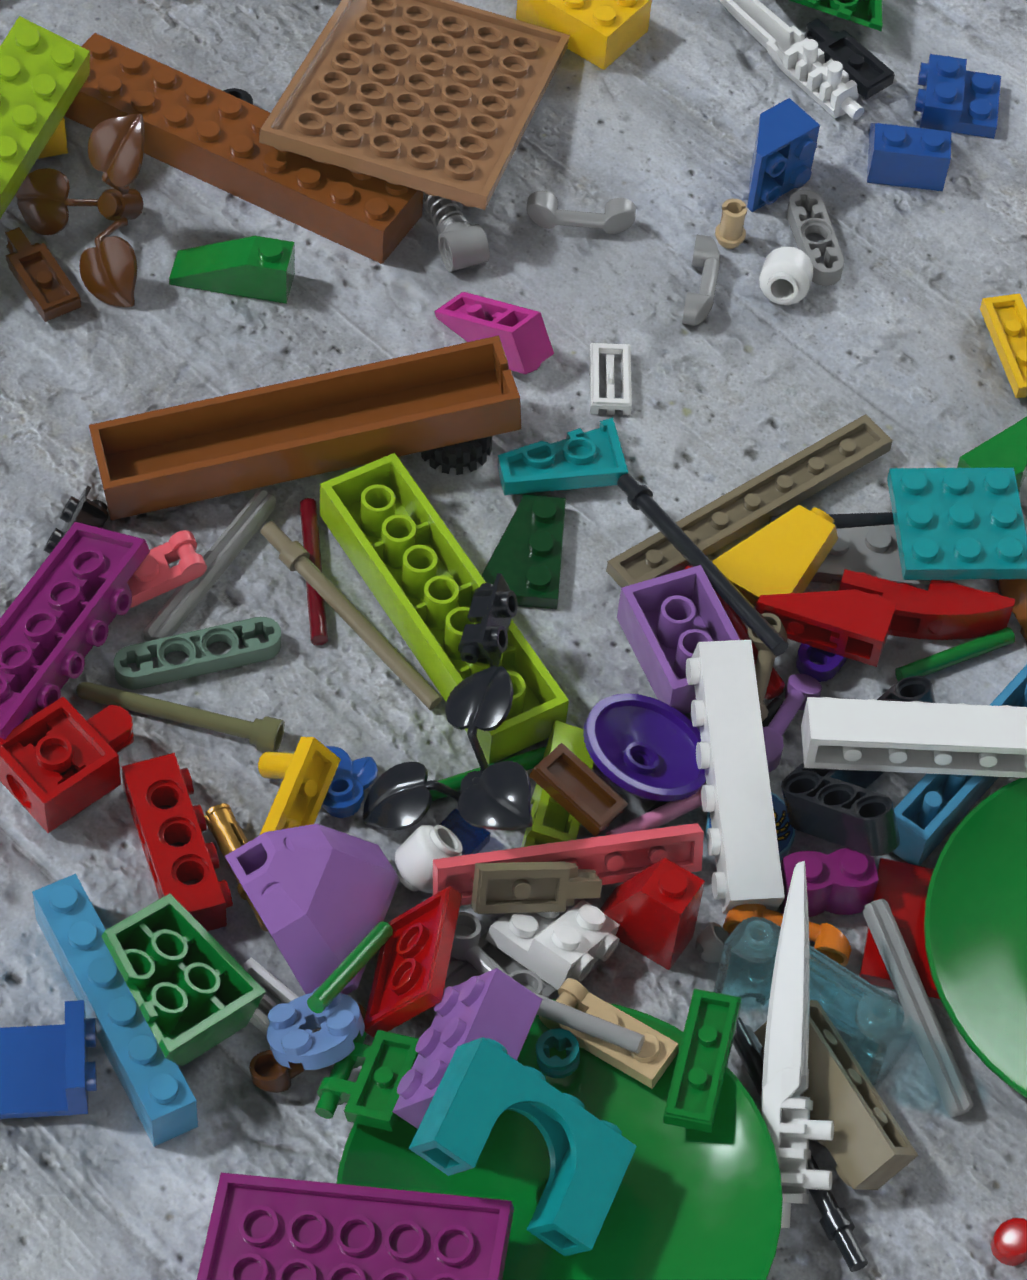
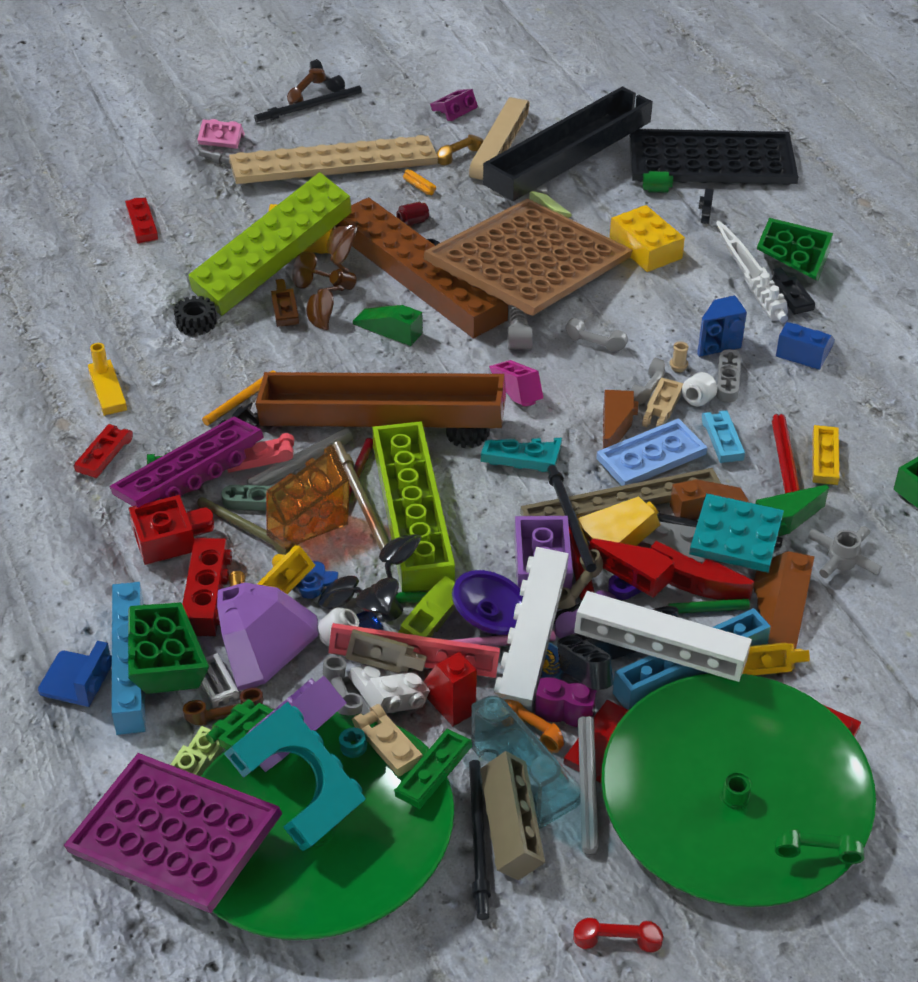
camera: 25 degrees right, 10 degrees down
(50, 476) = (233, 402): none -> light orange bar
(175, 43) = (413, 213): none -> dark red brick
(287, 652) = (309, 501): none -> clear orange wedge
(292, 1034) = (226, 693): medium blue plate -> none
(306, 1141) = (198, 754): none -> yellowish green slope
(349, 967) = (260, 666): green bar -> none
(413, 962) = (298, 673): red tile -> none
(494, 608) = (427, 513): black hinge -> none
(531, 552) = (479, 495): dark green wing -> none
(578, 789) = (437, 611): reddish brown tile -> none
(590, 1025) = (371, 726): light grey bar -> none
(610, 403) = (568, 431): white tile -> none
(678, 351) = (617, 415): none -> dark orange slope
(738, 312) = (663, 401): none -> tan hinge
(760, 410) = (651, 453): none -> light blue plate
(786, 1056) = (483, 787): white piece -> none
(855, 351) = (723, 436): none -> medium azure plate
(860, 477) = (689, 496): none -> dark orange slope
(957, 98) = (850, 324): blue plate -> none
(960, 363) = (785, 453): none -> red axle

